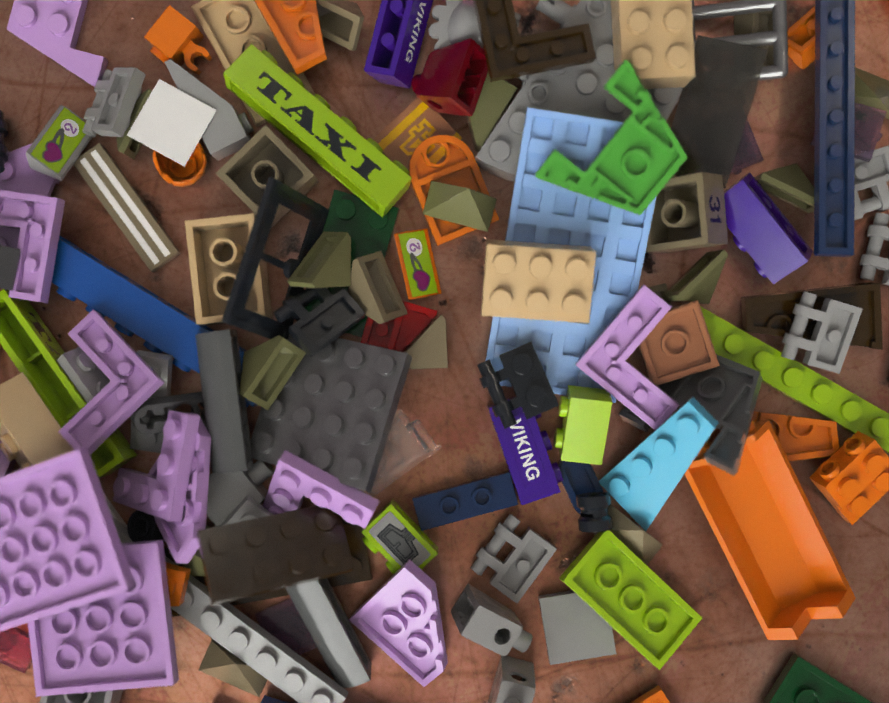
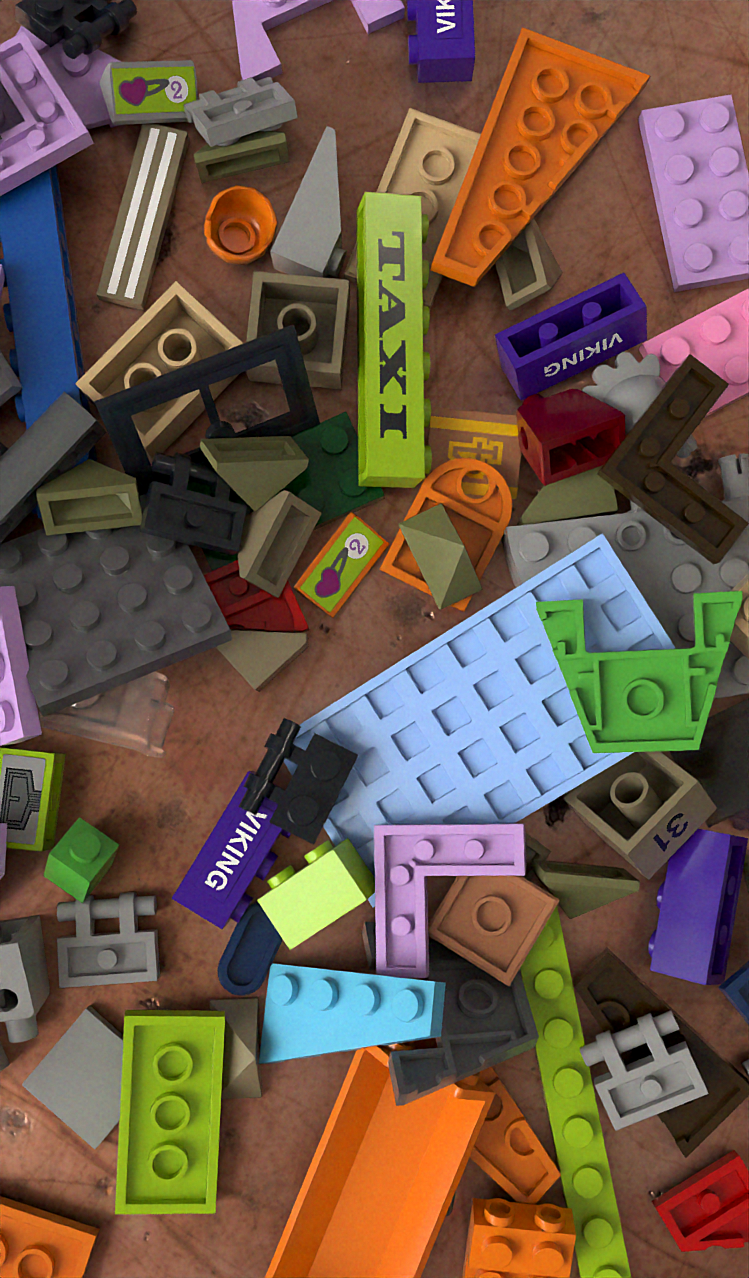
camera: 55 degrees right, 5 degrees down
(171, 122) = (269, 184): white sticker -> none
(176, 39) = (361, 121): orange brick -> none
(459, 536) = (80, 860): none -> bright green brick
(465, 500) = (141, 841): dark blue plate -> none
(538, 281) = (427, 703): tan brick -> none
(594, 512) = (231, 986): black wheel -> none

